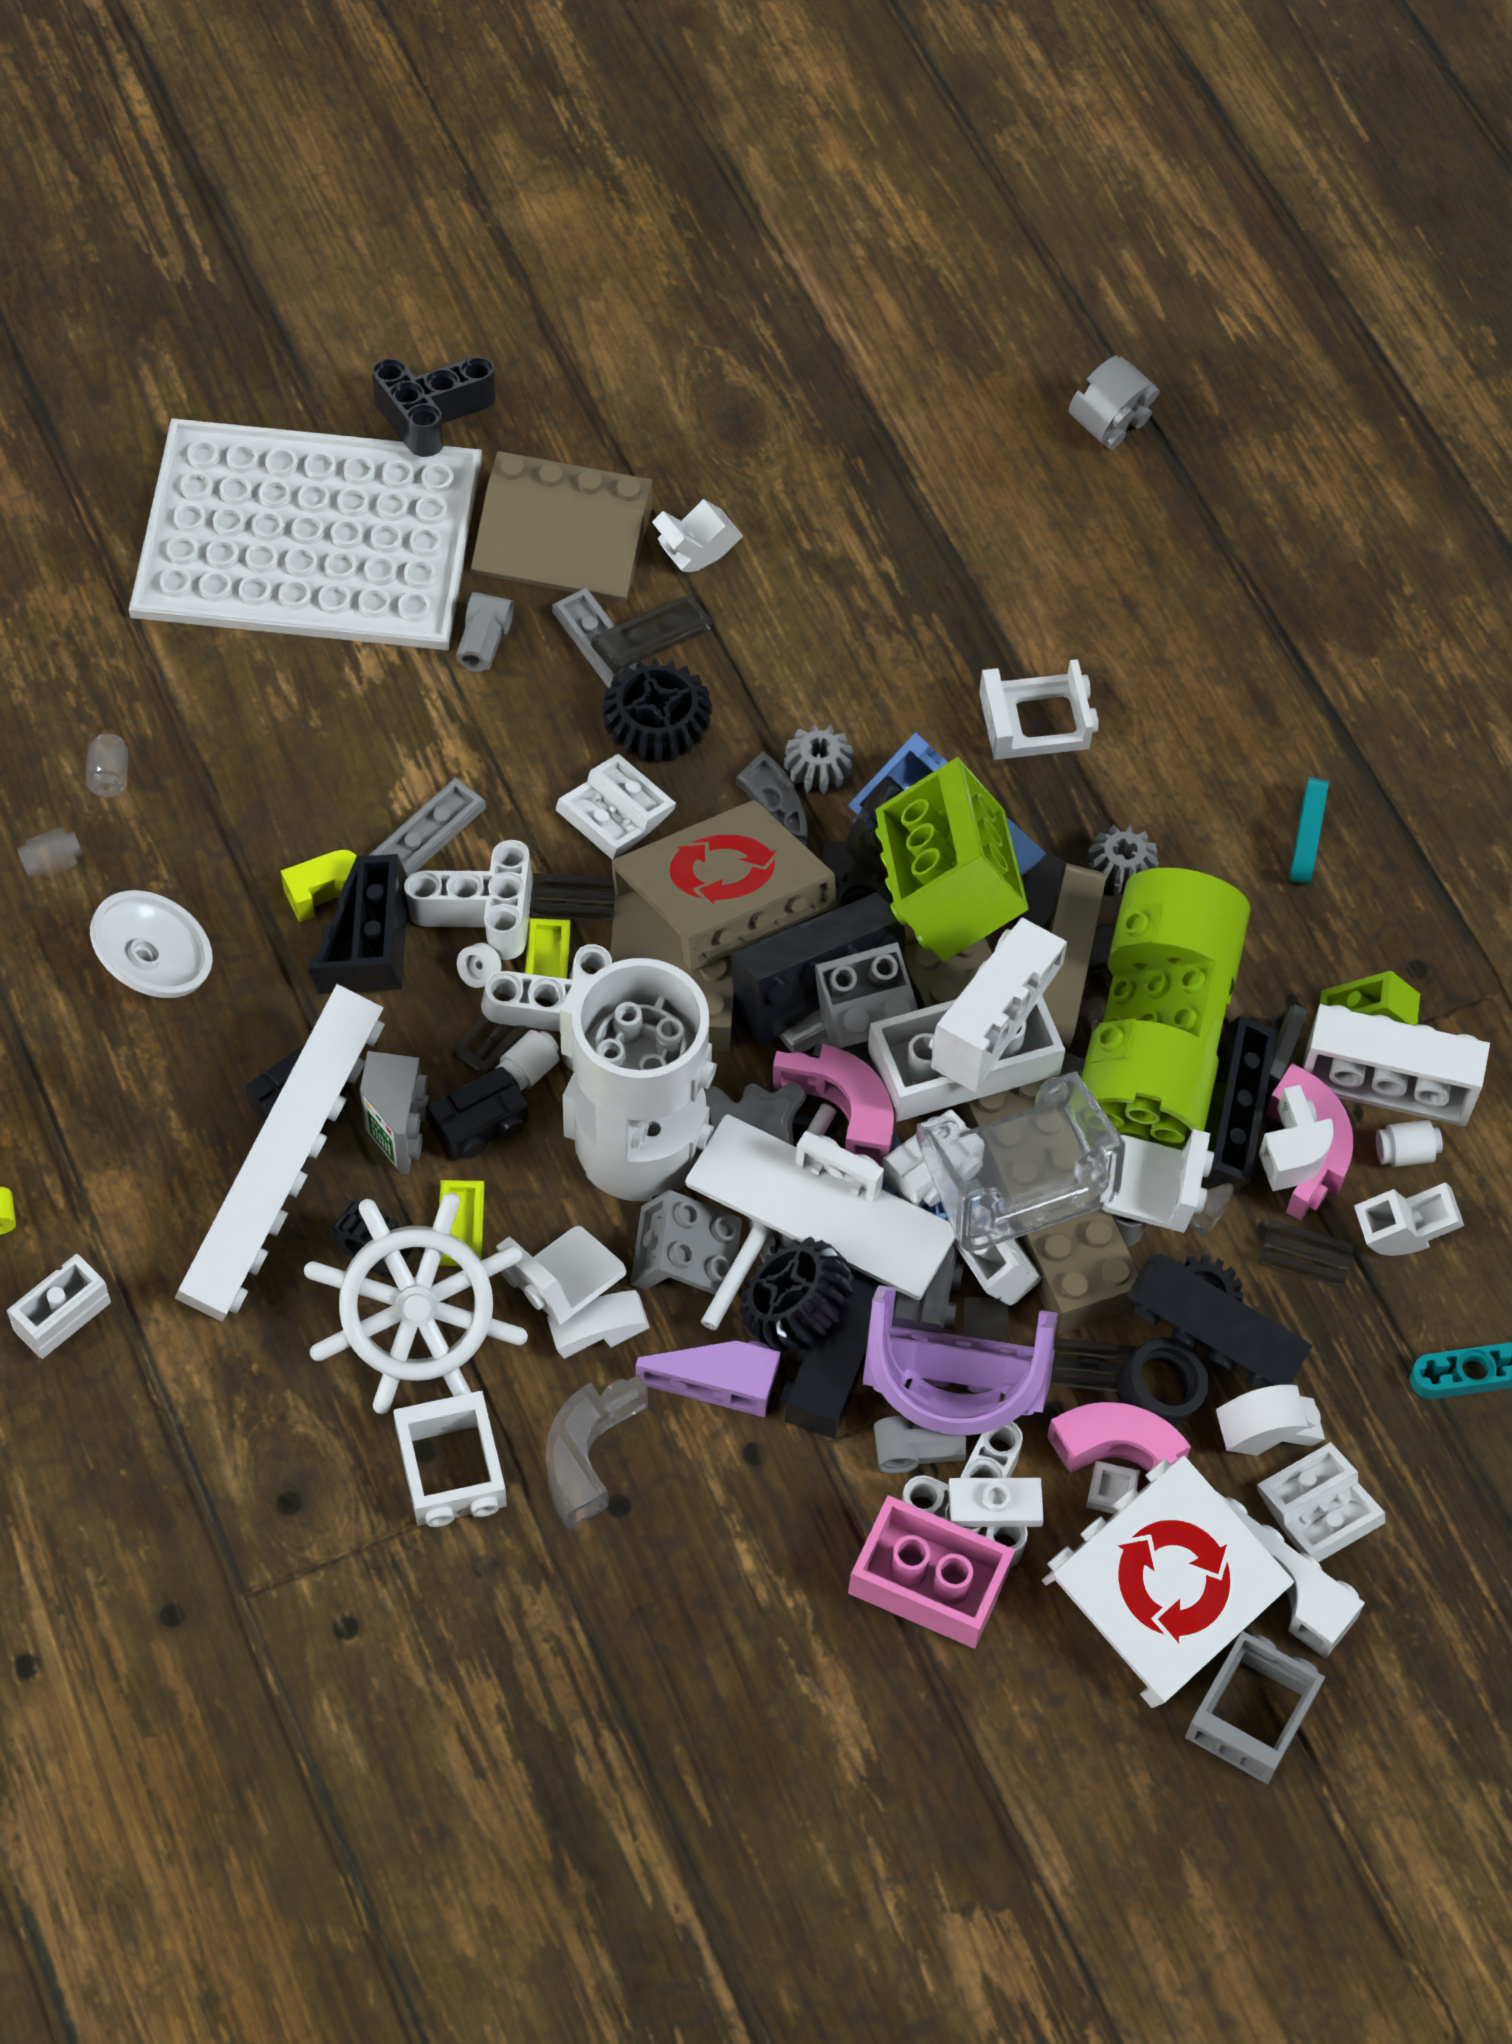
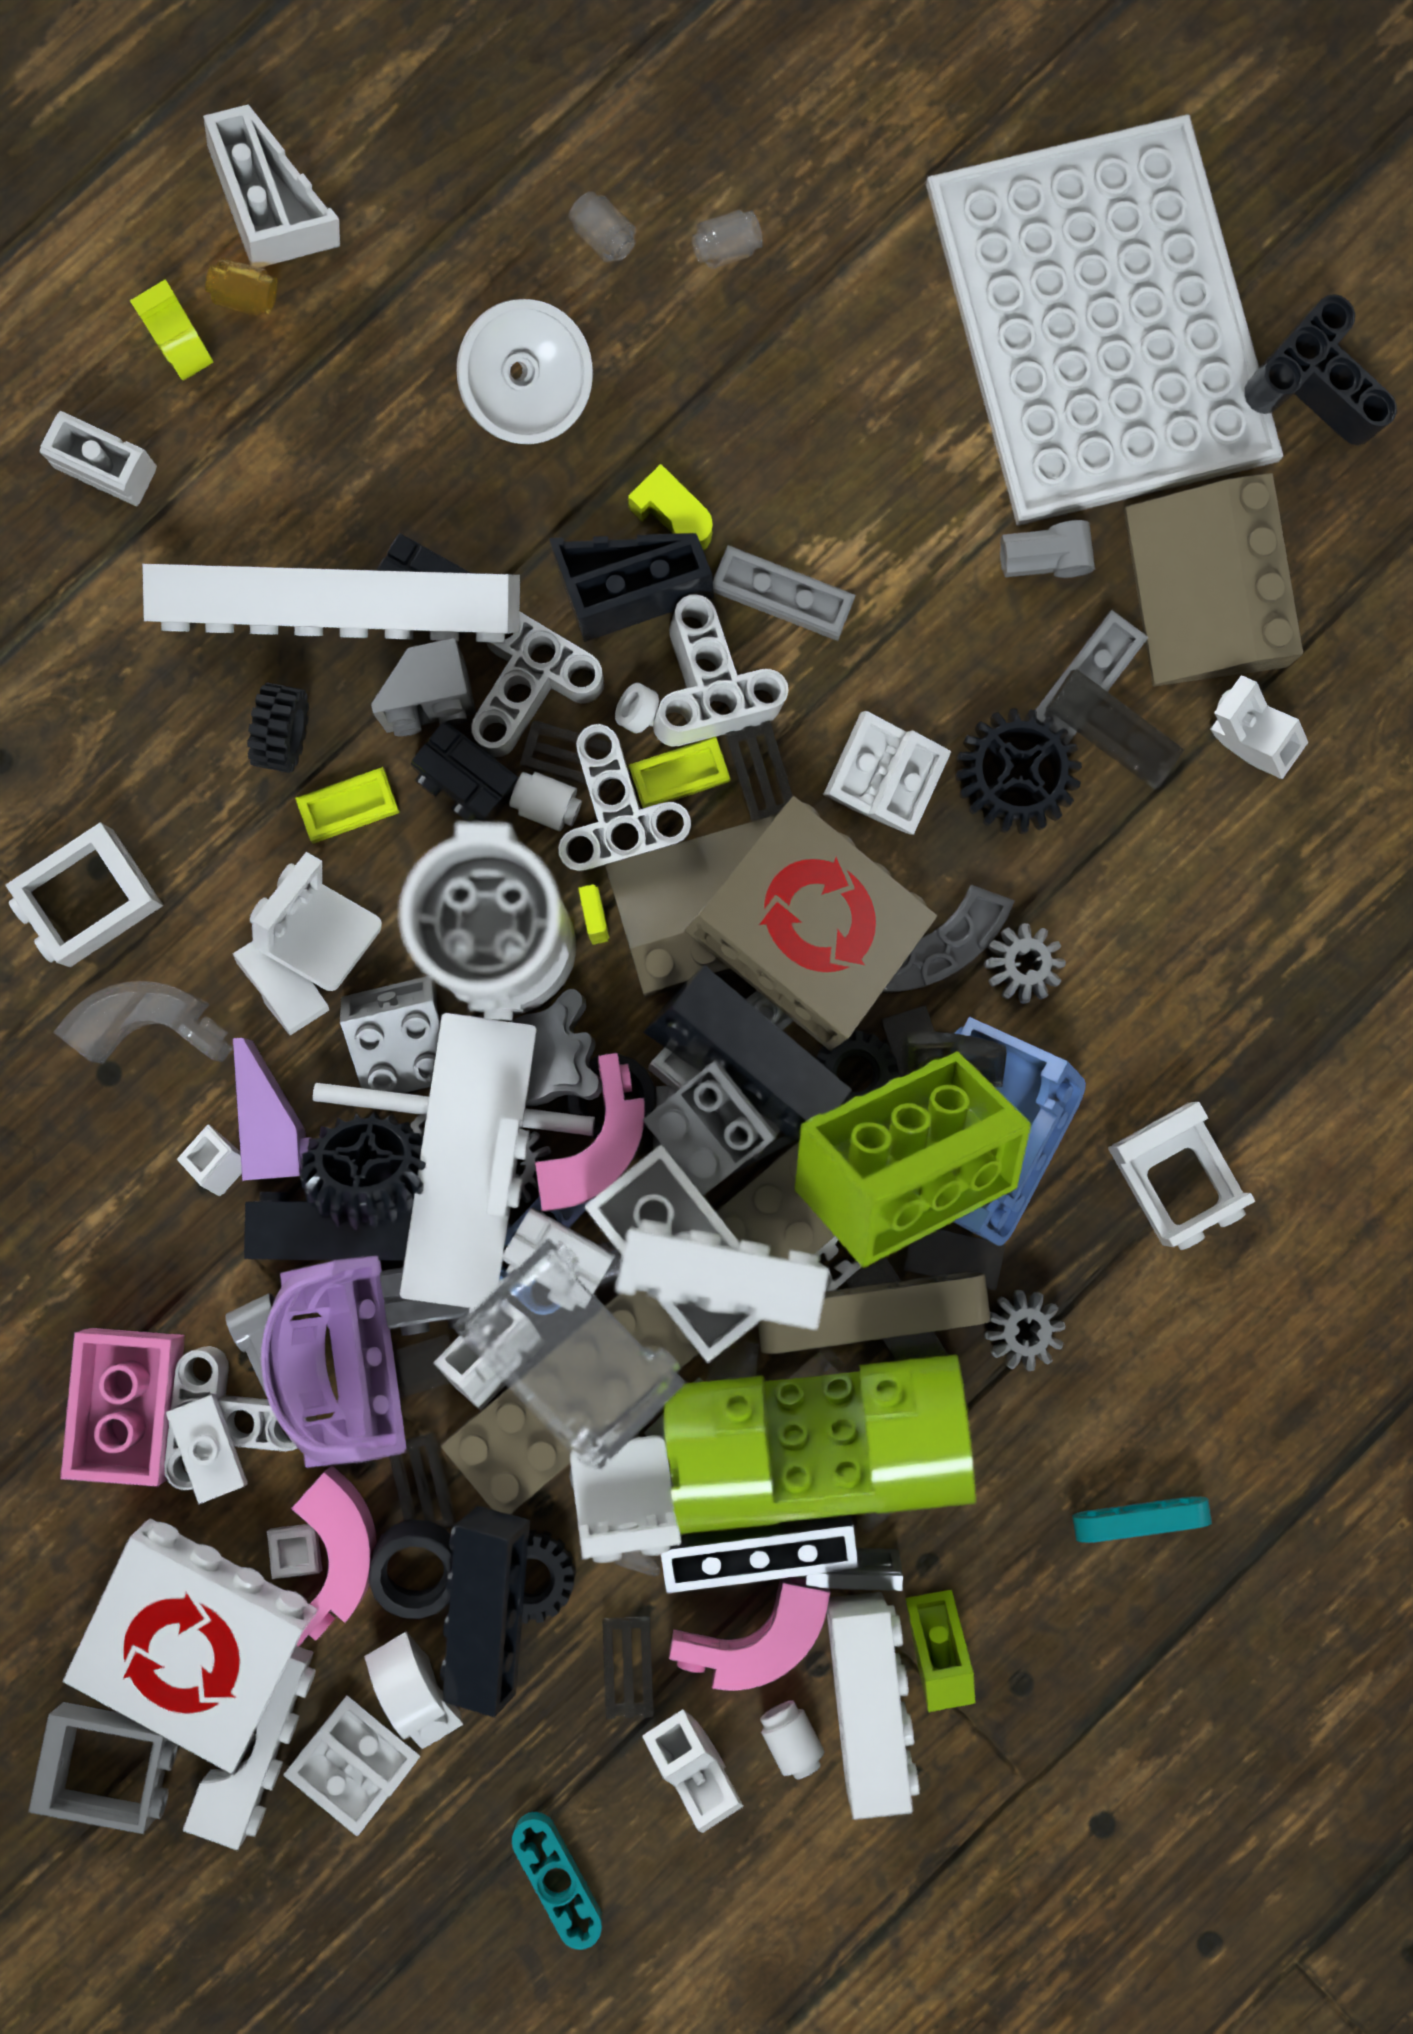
camera: 65 degrees right, 25 degrees up
(415, 1302) = (207, 798): white piece -> none
(423, 1031) = (537, 676): none -> white beam
(734, 1439) = (212, 1161): none -> white slope
(1301, 1148) = (719, 1644): white brick -> none

